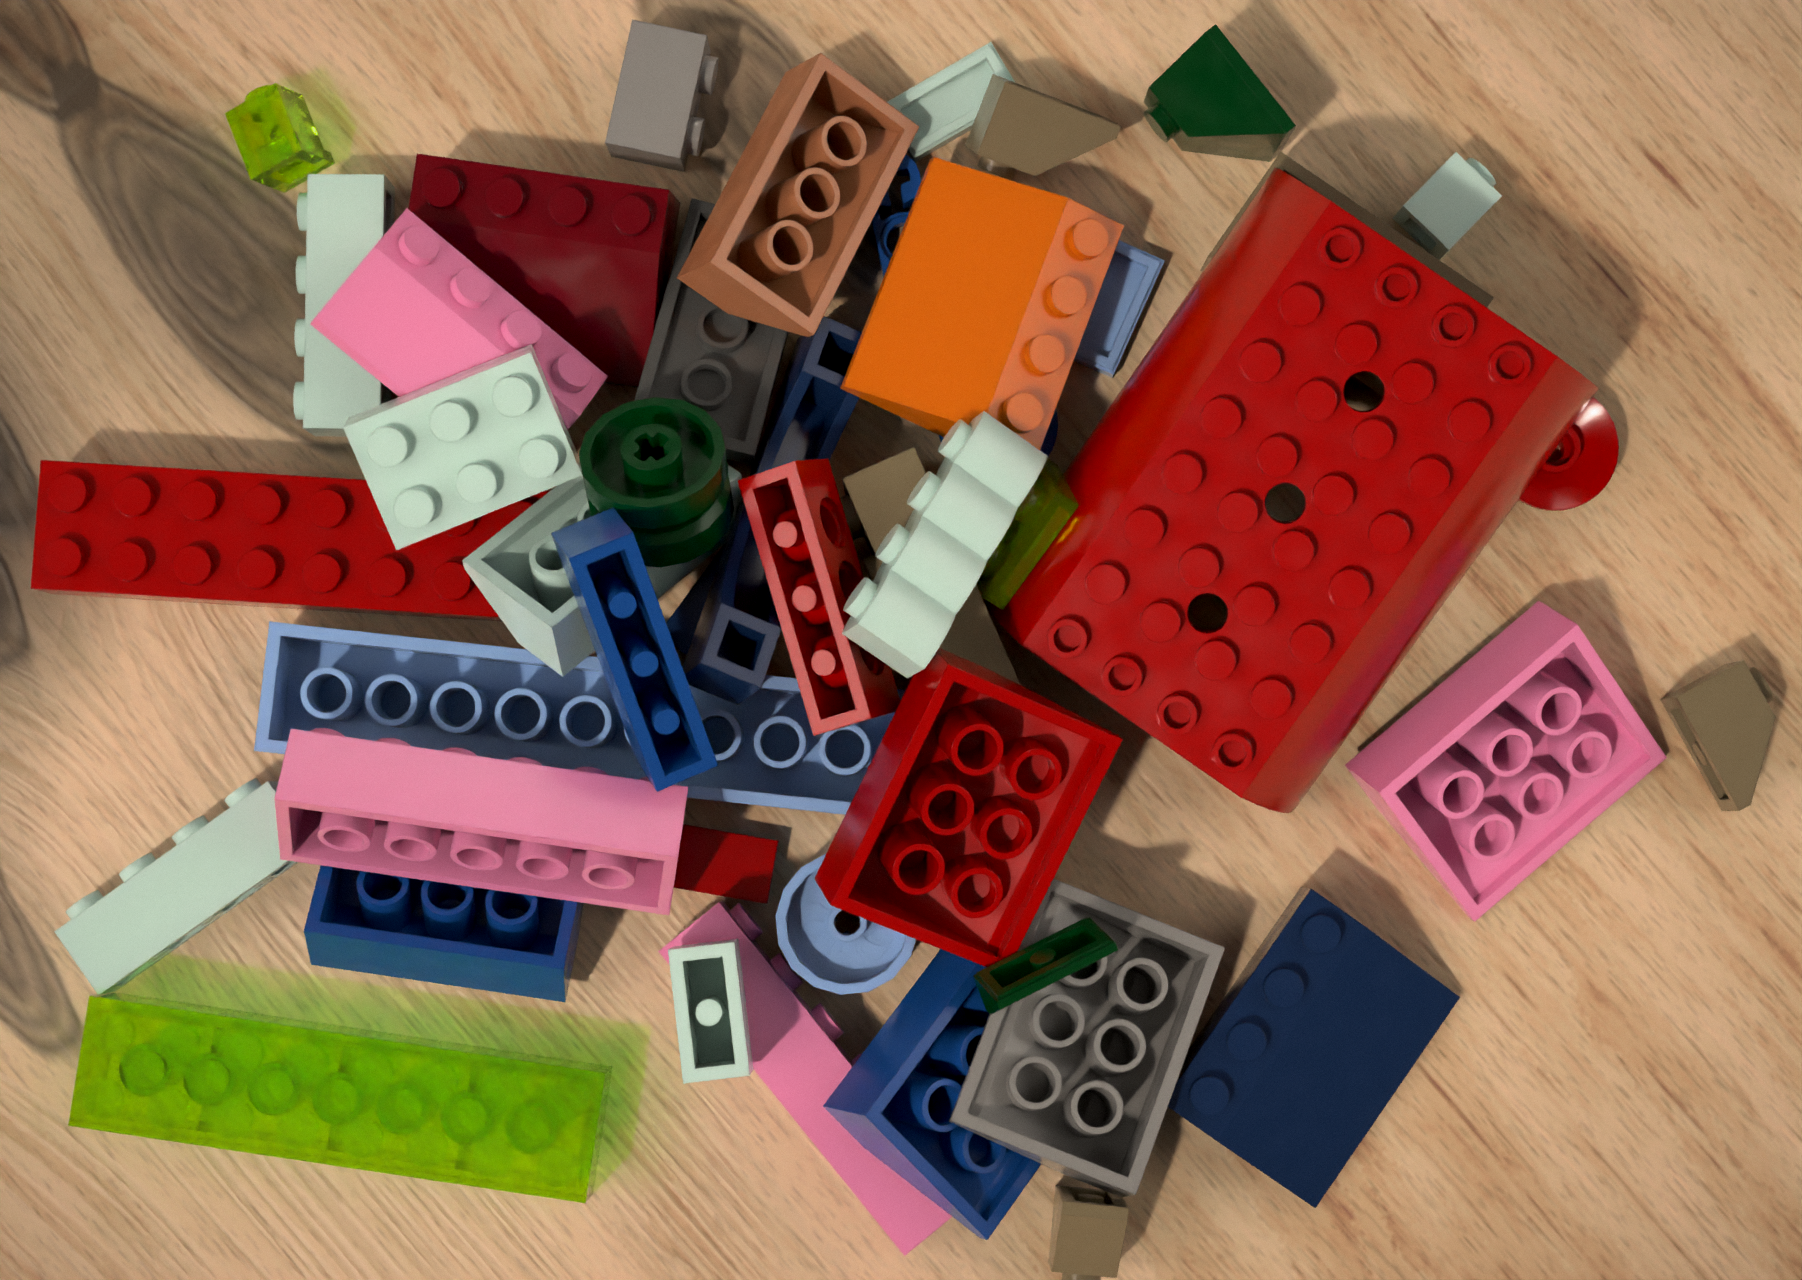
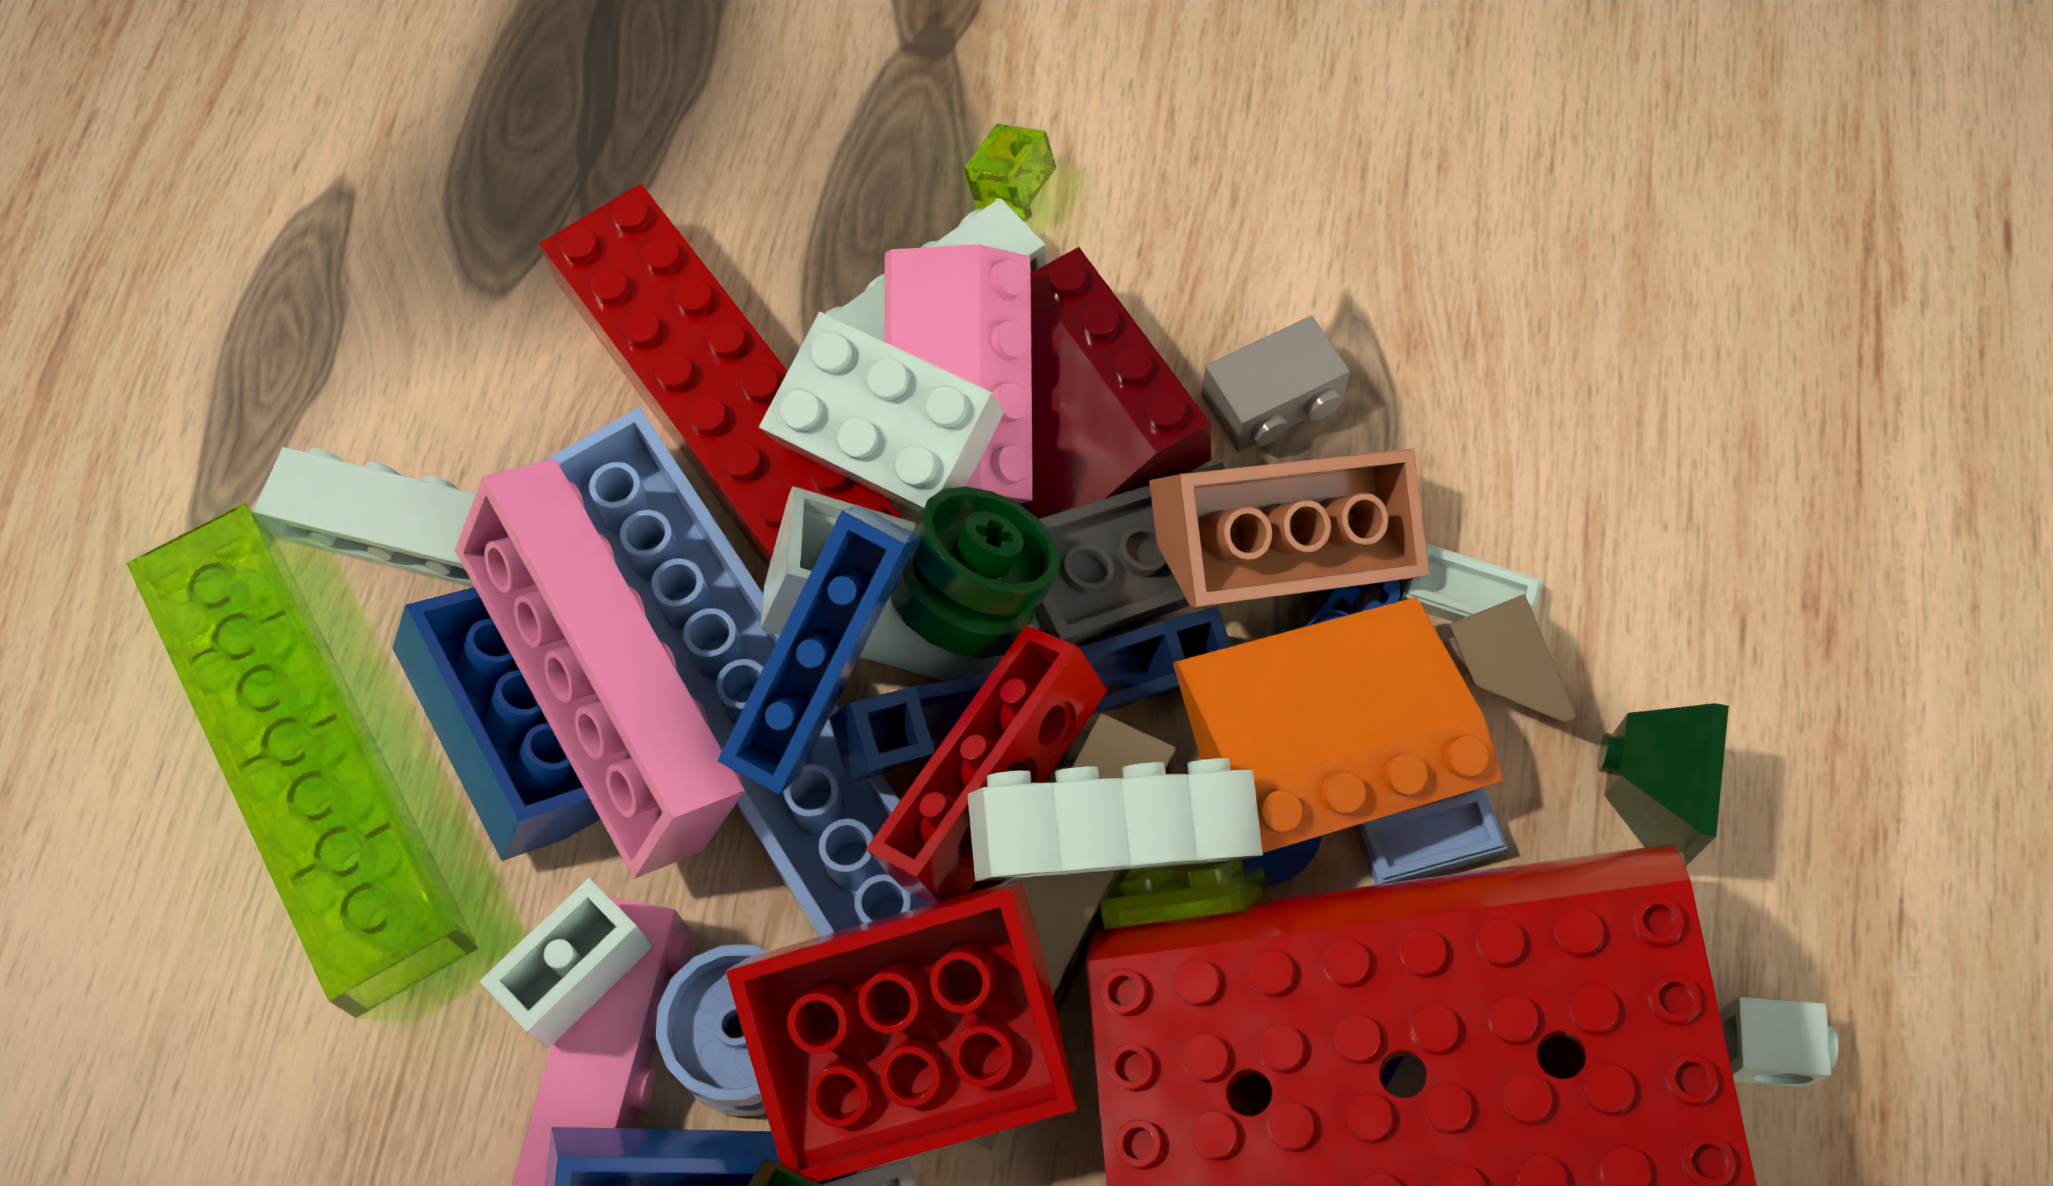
camera: 55 degrees right, 20 degrees down
(725, 863) = (717, 897): red tile -> none

